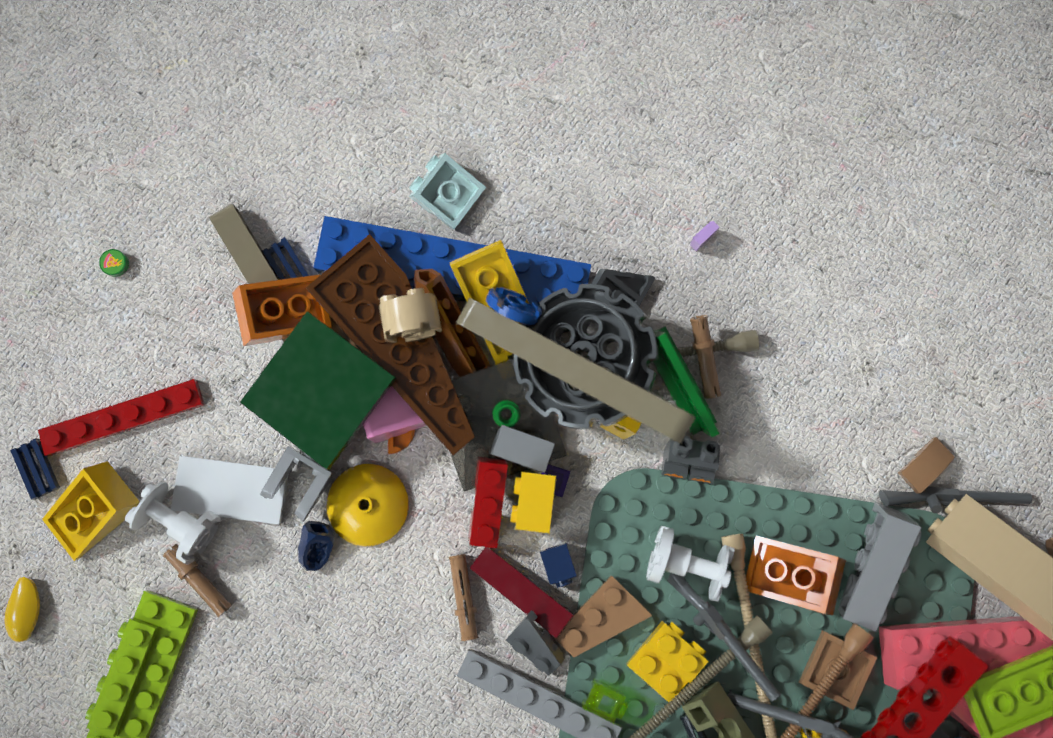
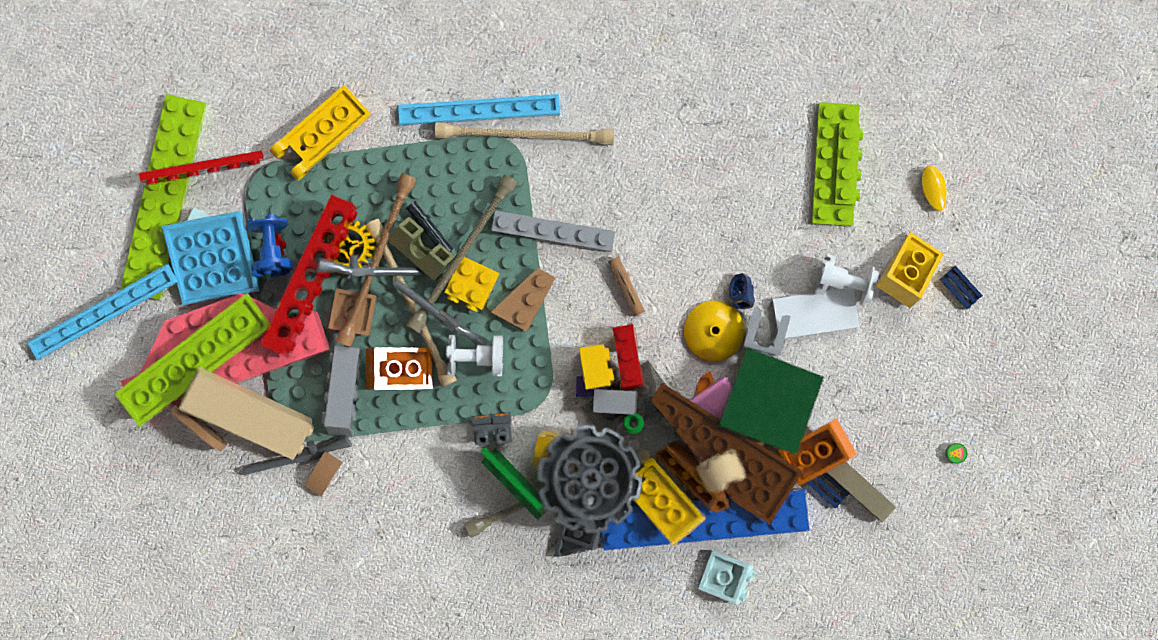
camera: 165 degrees right, 5 degrees up
(120, 417) = (911, 342): red plate -> none
(198, 582) = (817, 243): medium nougat pin -> none
(513, 306) = (650, 499): blue tile -> none
(521, 591) = (586, 302): dark red tile -> none
(536, 645) = (566, 268): dark grey wing -> none
(558, 565) = (566, 327): dark blue brick -> none
(576, 370) = (595, 464): dark tan beam -> none
(594, 698) = (515, 247): clear neon green window -> none
(703, 345) = (505, 514): medium nougat pin -> none
(704, 235) = (526, 598): lavender tile -> none

